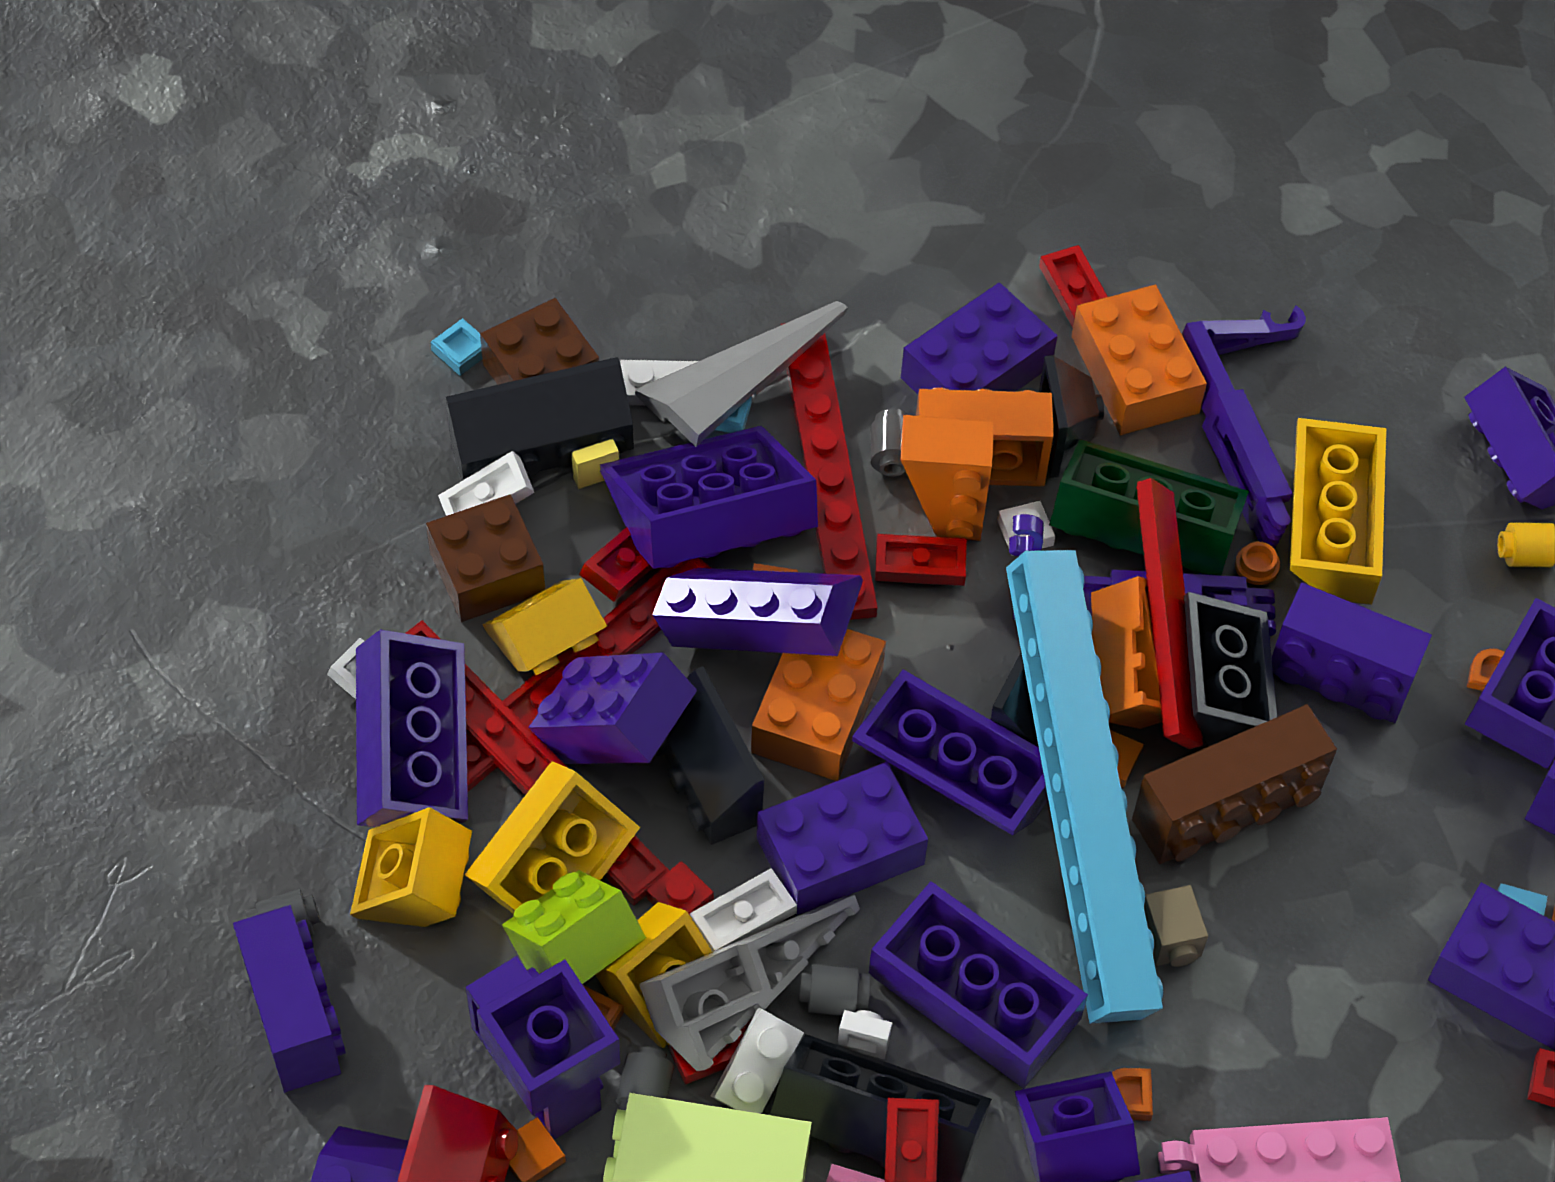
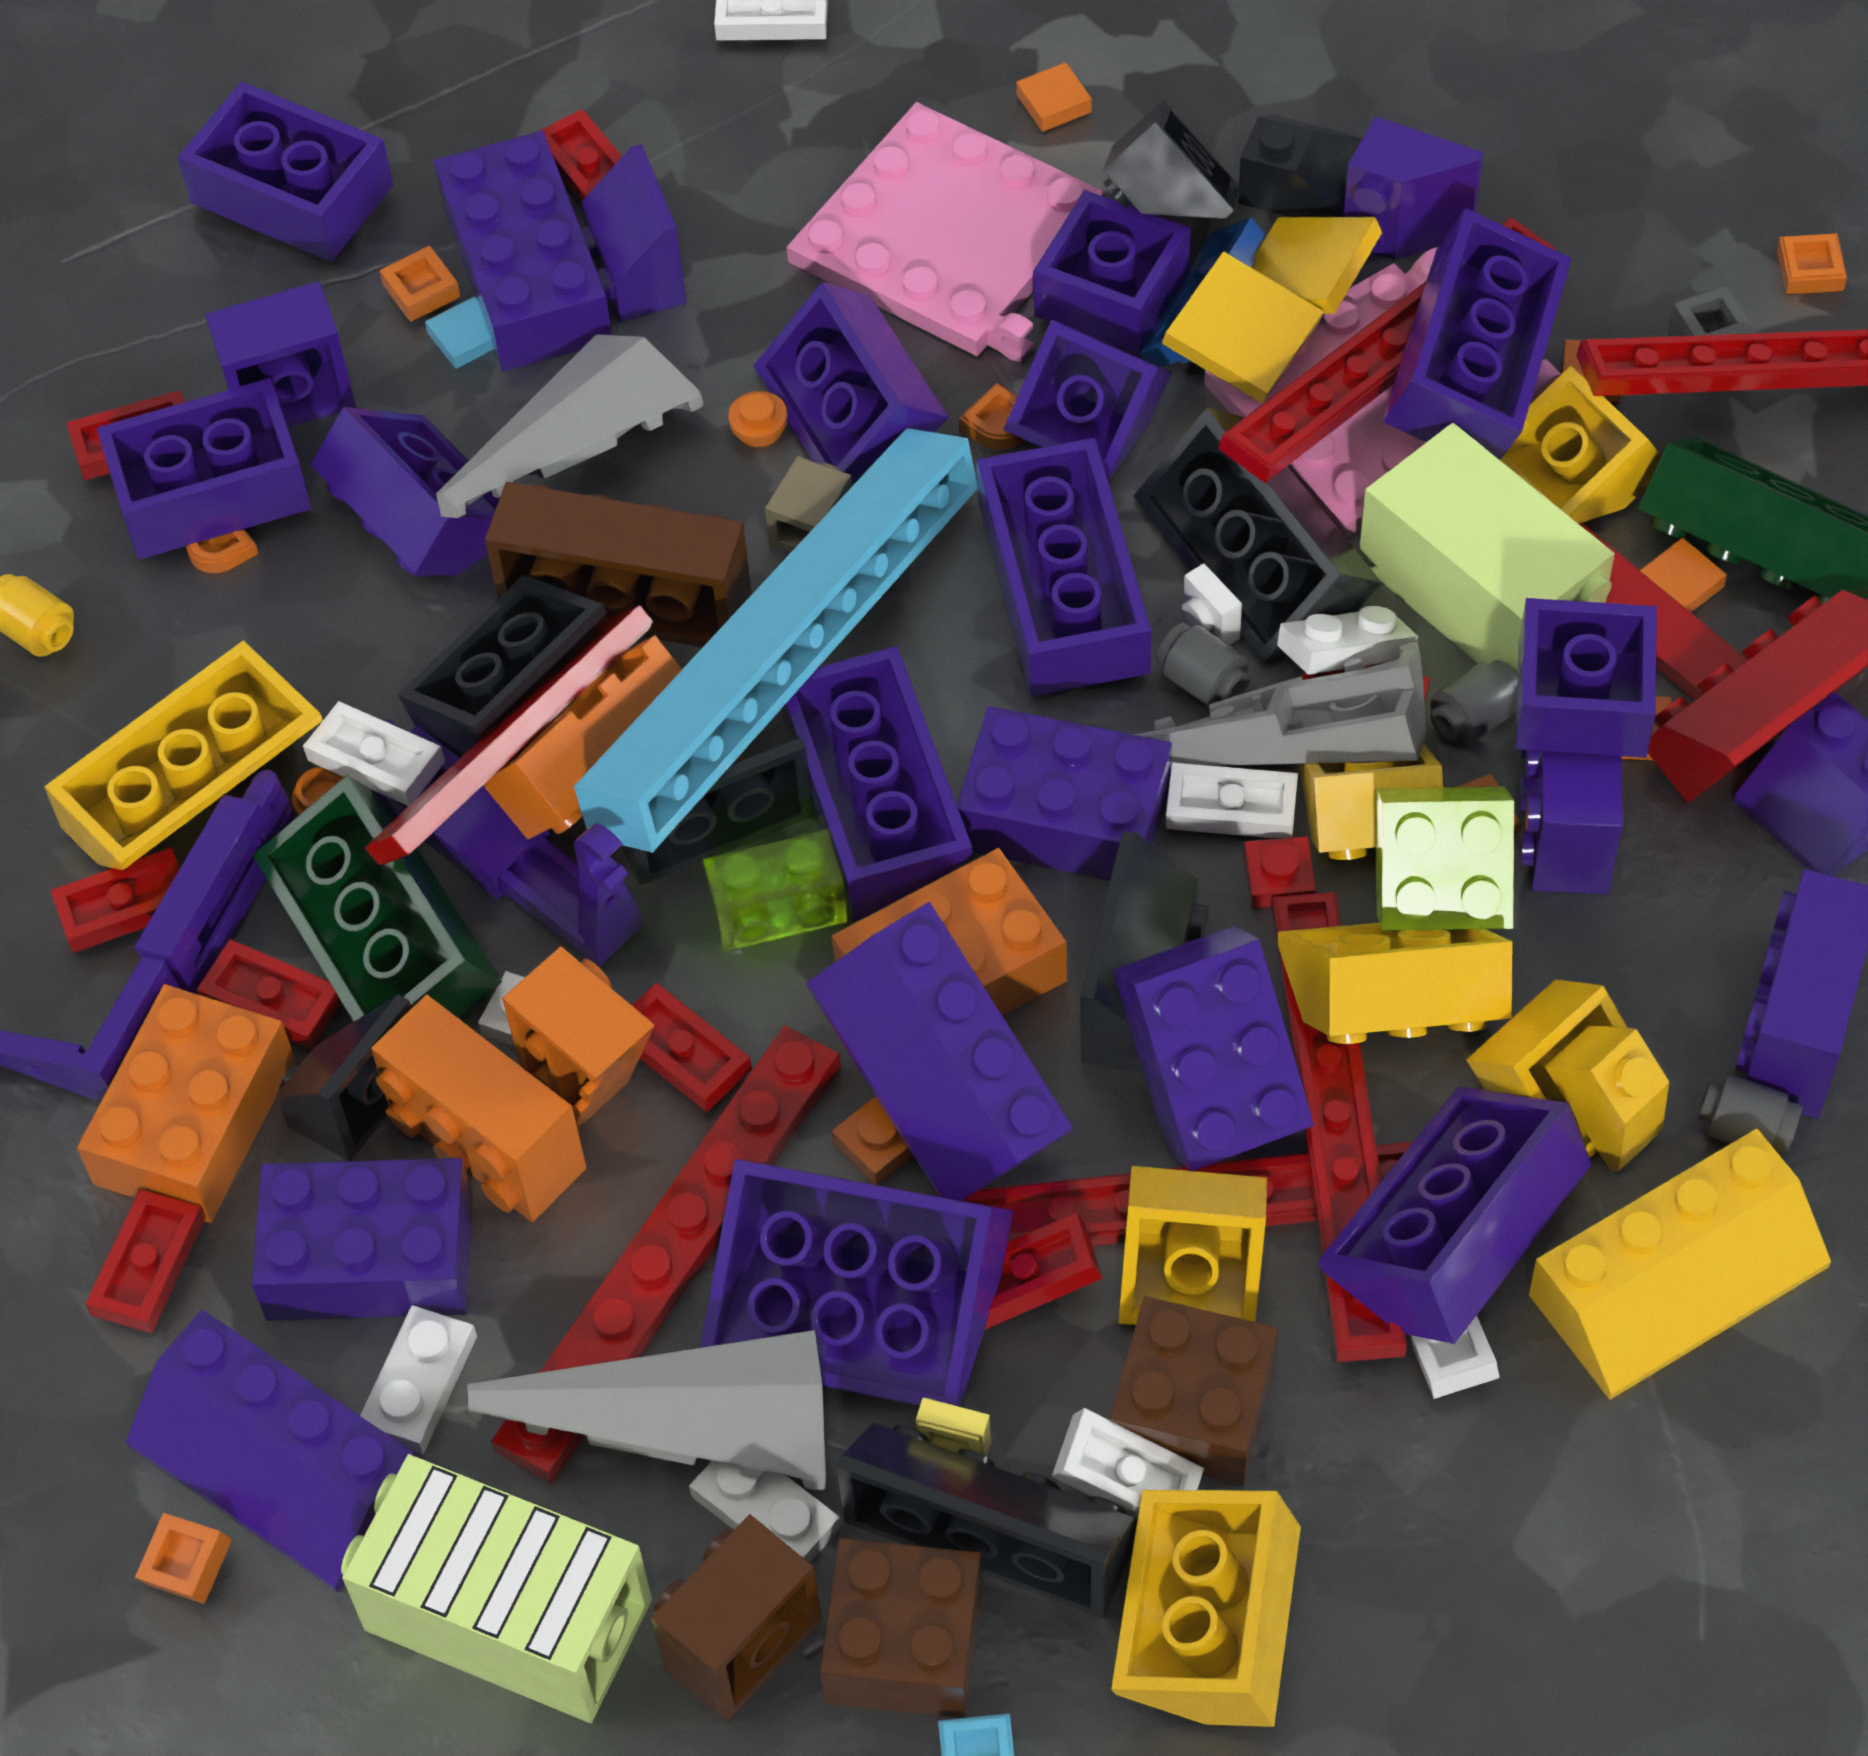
camera: 135 degrees left, 0 degrees up
(269, 803) = (1680, 1264): none -> yellow slope
(369, 848) = (1612, 1090): none -> yellow slope
(392, 458) = (1208, 1605): none -> yellow slope
(621, 300) = (736, 1616): none -> reddish brown brick
(745, 243) = (497, 1587): none -> yellowish green brick
(886, 325) = (419, 1377): none -> white plate
(886, 442) = (574, 1206): dark grey brick -> none
(912, 183) = (183, 1558): none -> orange plate
(921, 256) = (263, 1446): none -> dark purple slope
(958, 657) = (775, 890): none -> clear neon green brick
(1166, 441) = (272, 989): none -> red plate
(1235, 1035) = (846, 380): none -> dark purple slope
(1244, 576) = (374, 753): none -> white plate
(1275, 977) = (758, 418): none -> orange plate
(1283, 435) = (114, 900): none -> red plate
(1348, 653) = (359, 604): dark purple brick -> none
(1369, 885) = (575, 417): none -> light grey wedge
(1414, 773) = (390, 476): none -> dark purple slope
(1475, 1033) = (634, 239): none -> dark purple slope

